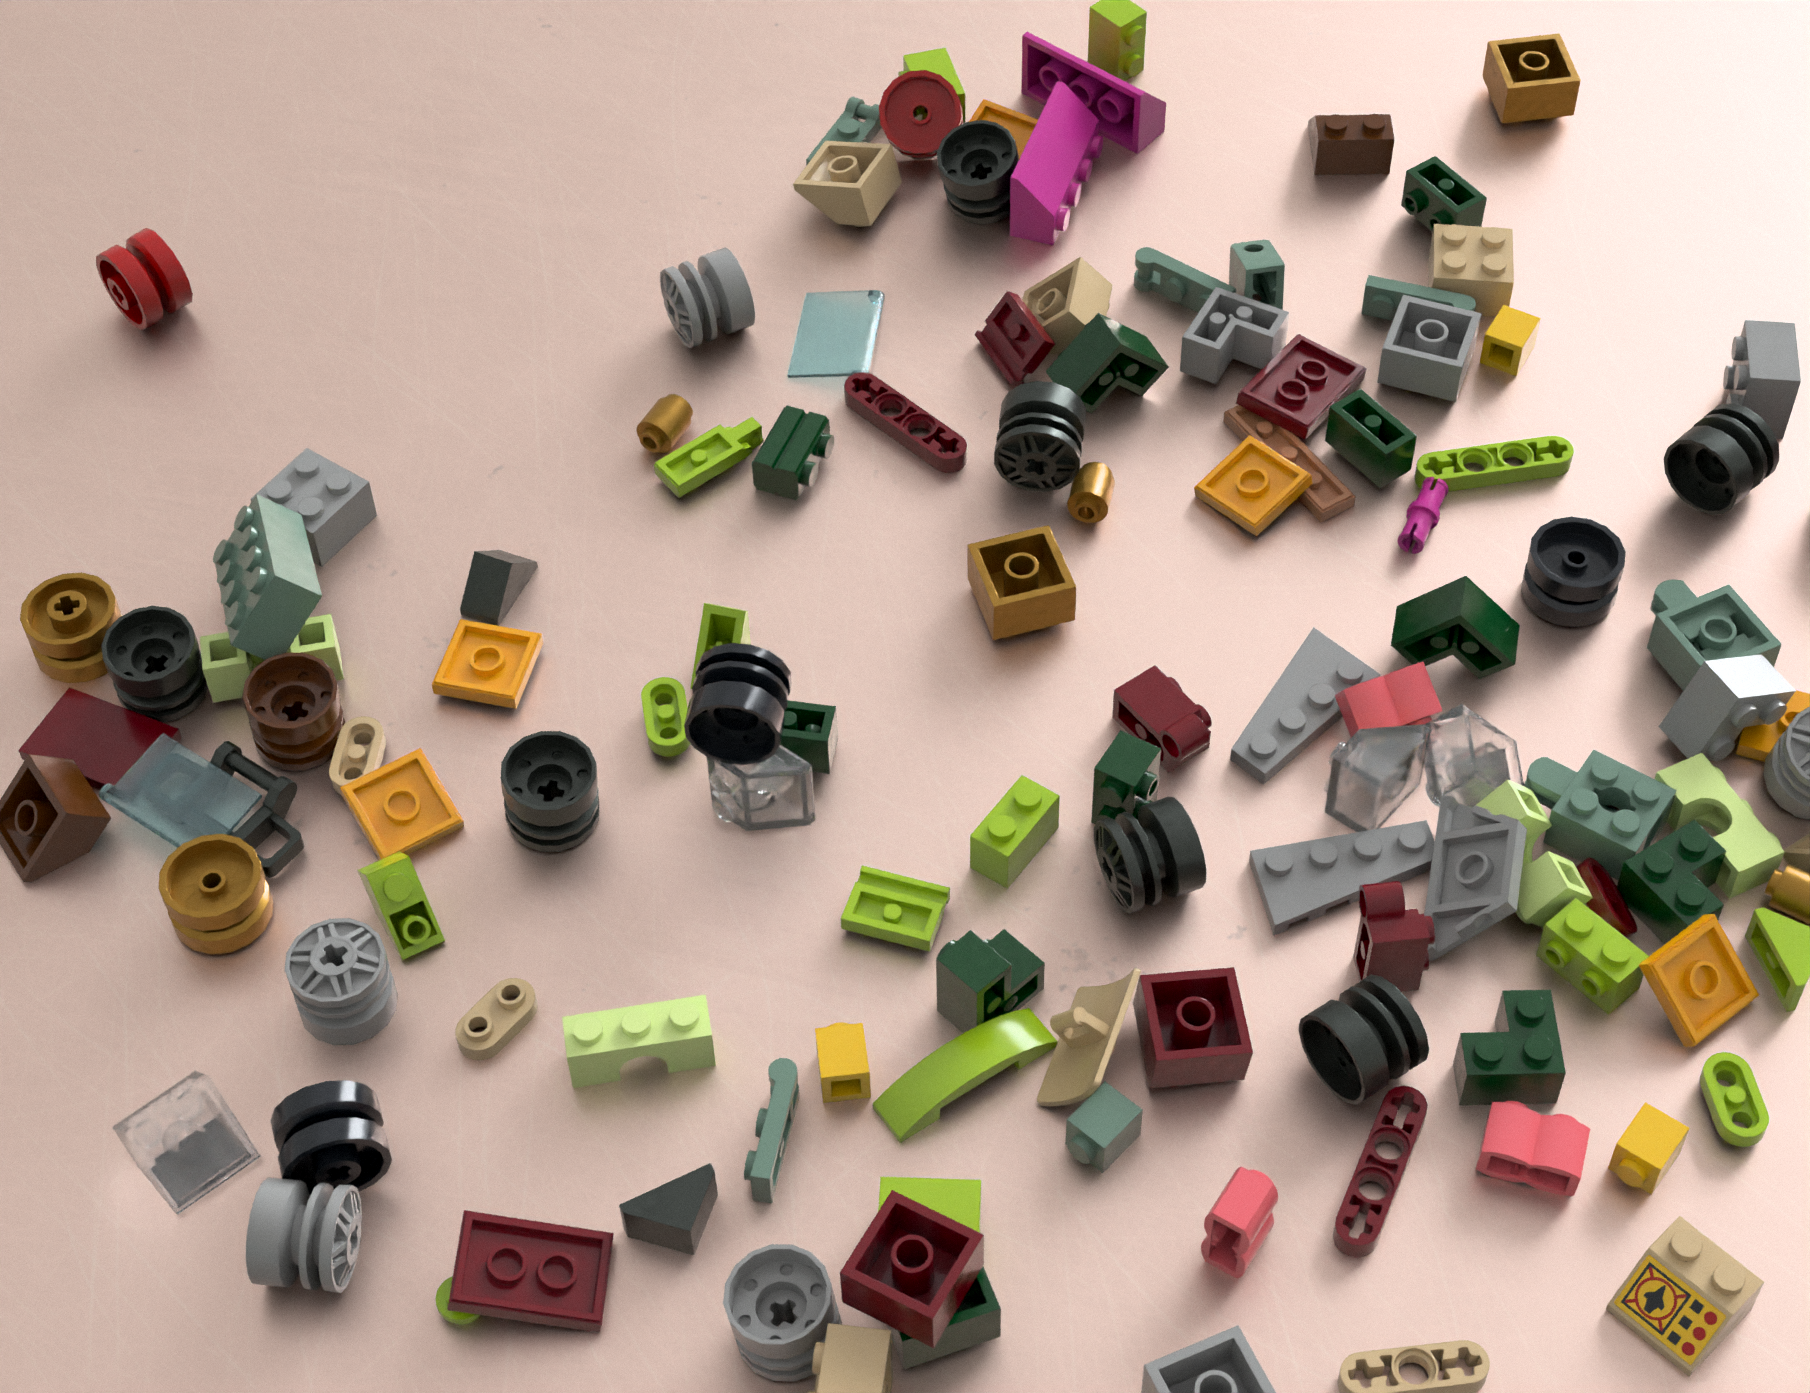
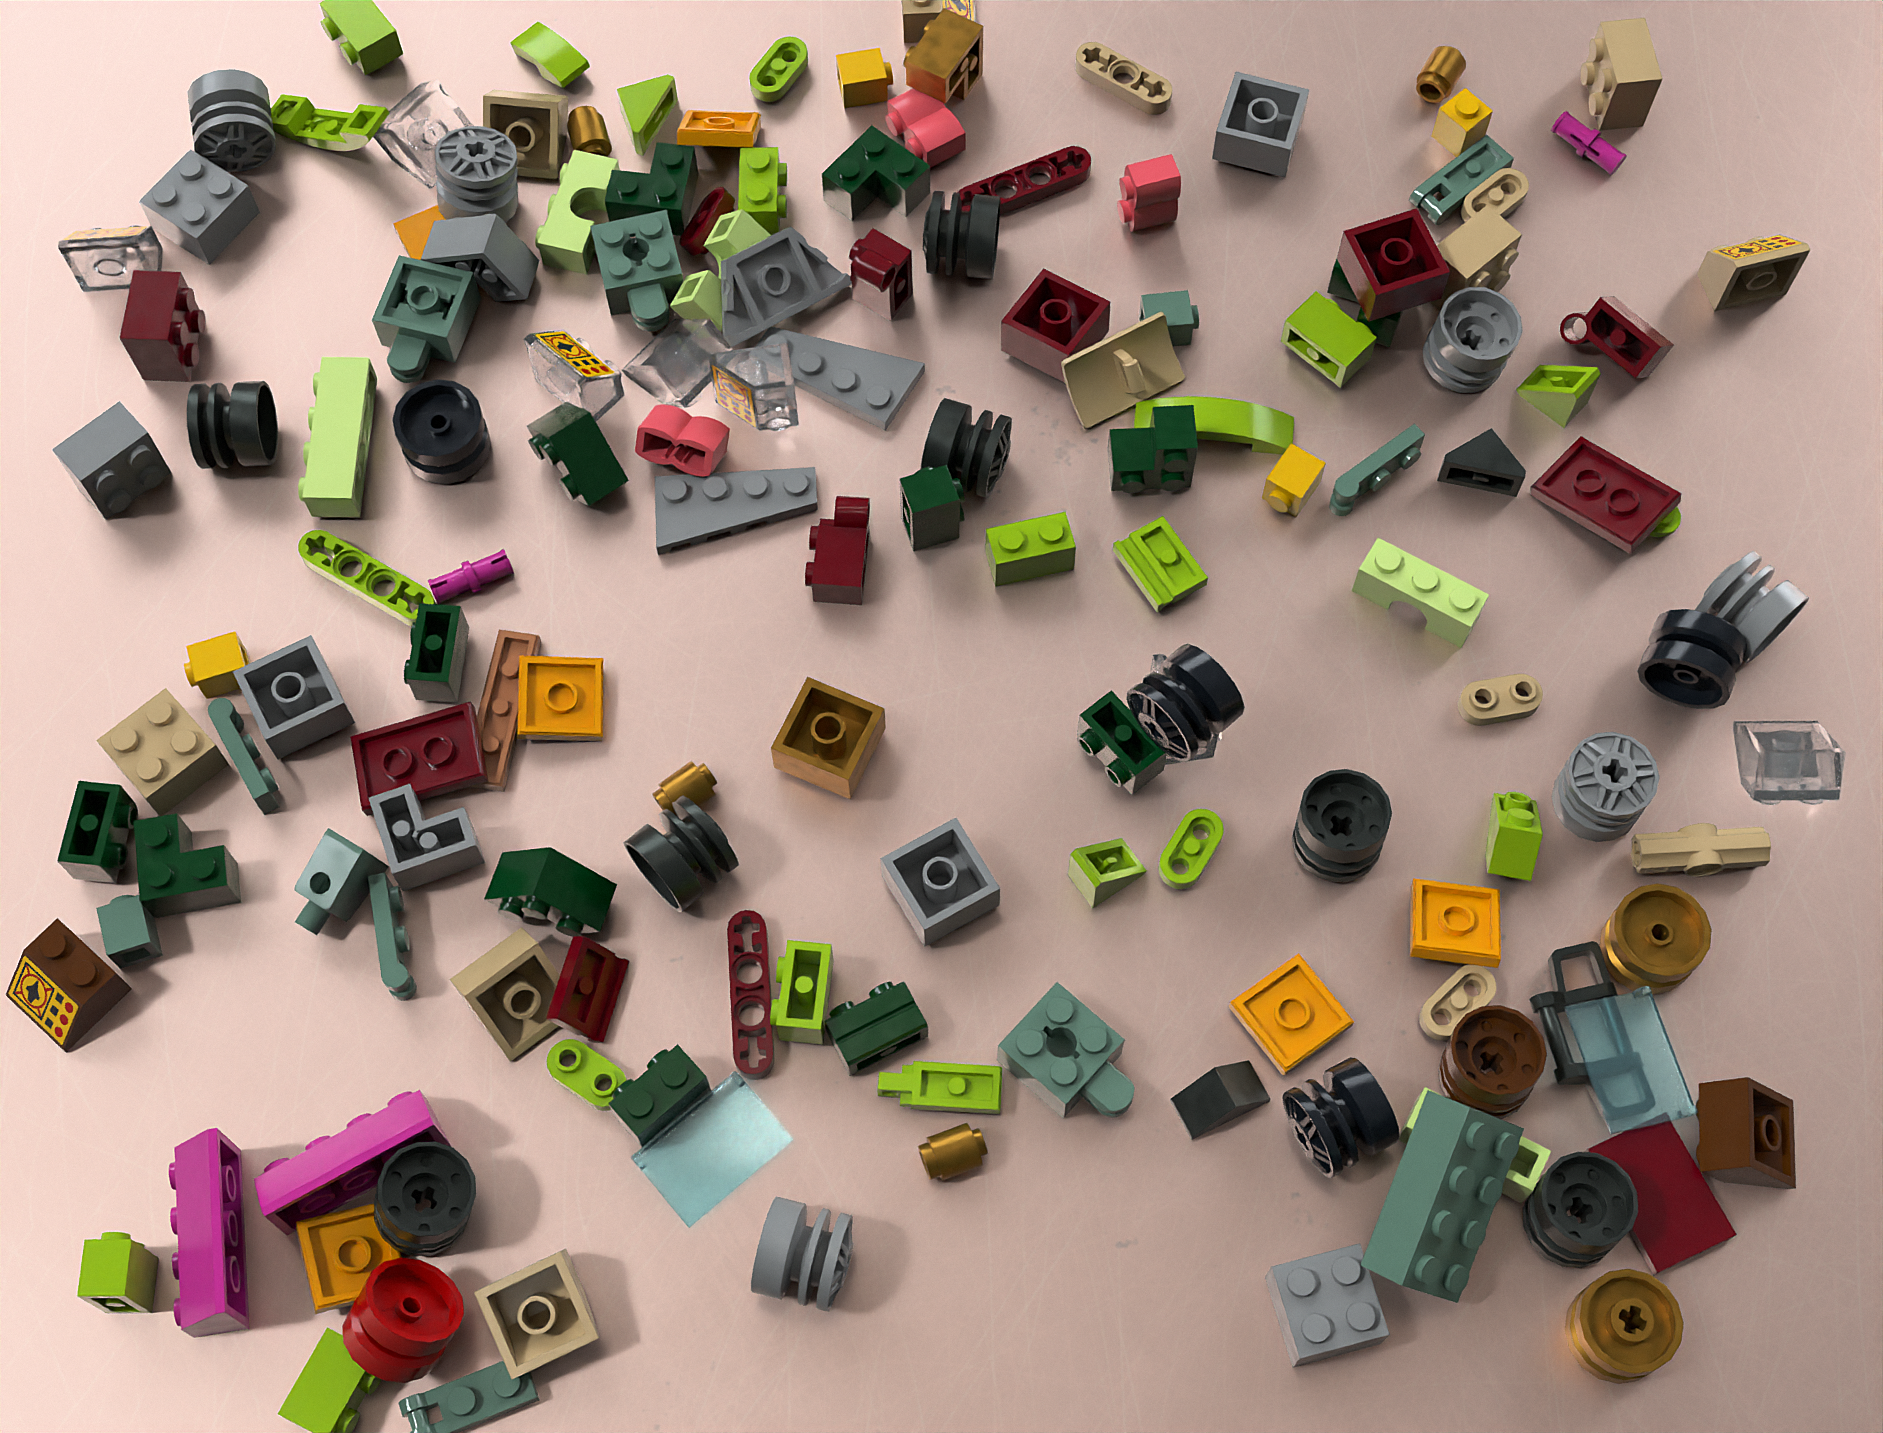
camera: 140 degrees left, 15 degrees up
(220, 1007) = (1700, 850): none -> tan piece
(389, 601) = (1341, 1117): none -> black wheel
(621, 535) = (1067, 1055): none -> sand green brick
(659, 1350) = (1559, 390): none -> lime slope
(835, 552) = (940, 881): none -> light grey brick
(863, 429) = (804, 992): none -> lime brick
(898, 322) = (659, 1094): none -> dark green brick
(959, 314) = (585, 1073): none -> lime plate
(1351, 182) = (128, 931): none -> sand green brick
(1369, 221) = (175, 876): none -> dark green brick
(1537, 681) = (574, 372): none -> clear slope
(1584, 1198) = (946, 57): none -> pearl gold brick
(1642, 517) = (338, 437): none -> yellowish green brick

